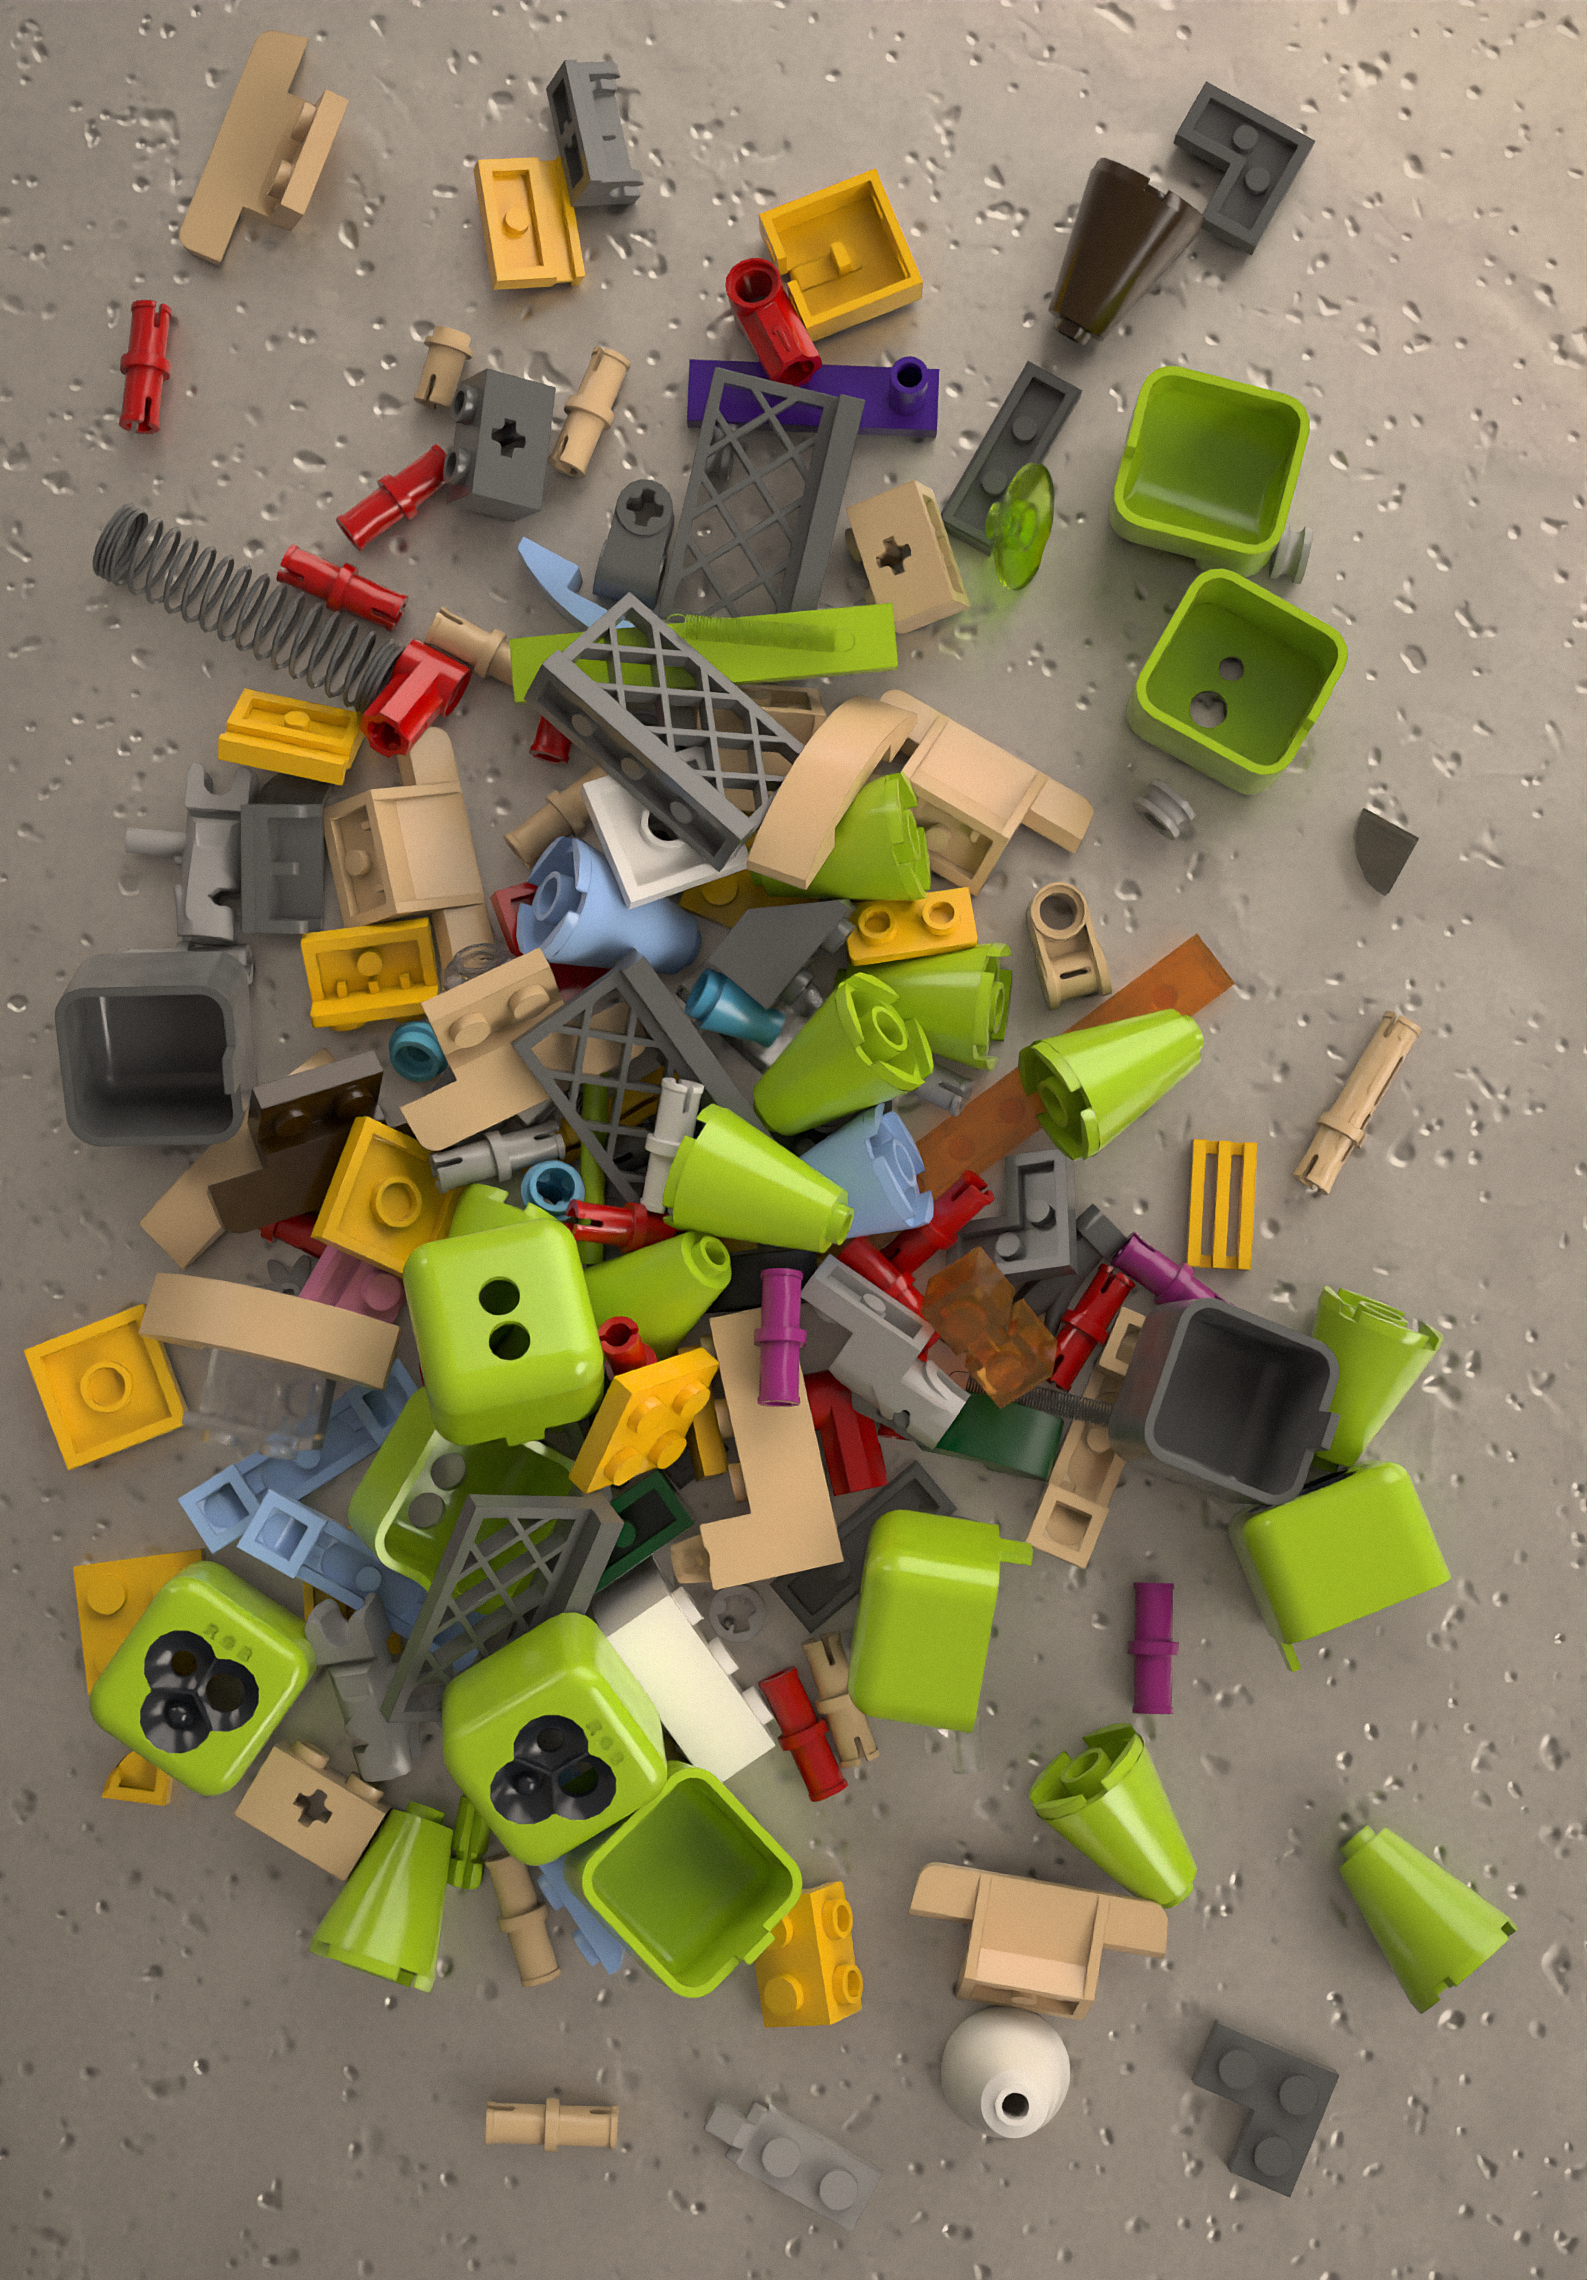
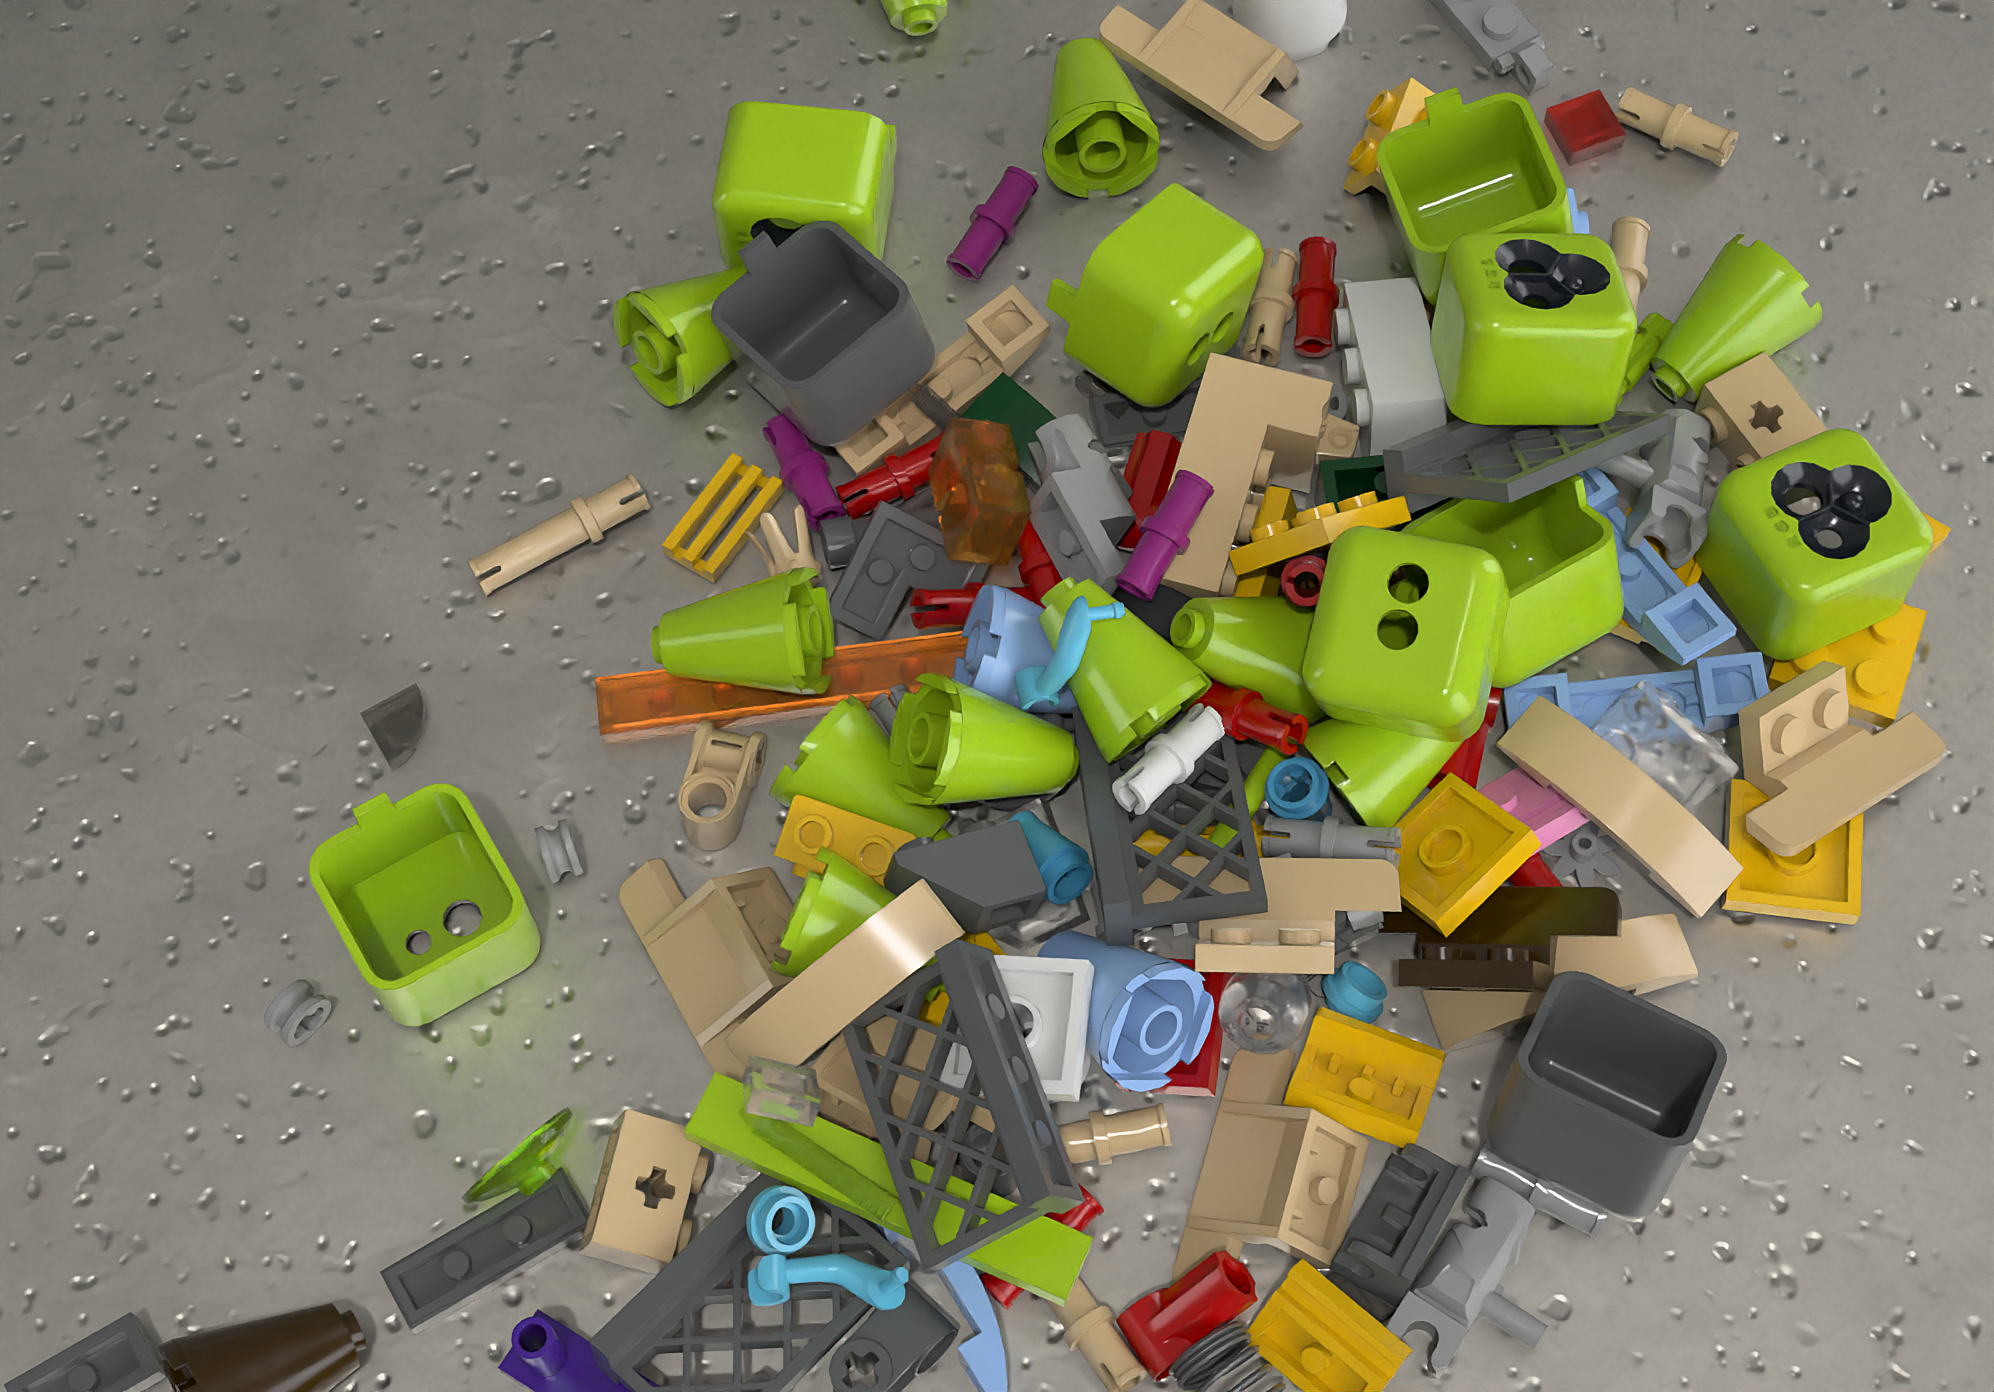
camera: 150 degrees left, 20 degrees down
(110, 1478) = (1819, 764): none -> tan plate
(642, 2080) = (1584, 127): none -> clear red tile
(673, 574) = (878, 1287): none -> medium azure piece
(773, 580) = (797, 1220): none -> medium azure plate
(810, 1140) = (1044, 682): none -> medium azure piece
(831, 674) = (781, 1090): none -> clear tile
(1130, 1181) = (780, 549): none -> tan piece
(1209, 469) = (322, 1100): lime piece -> none

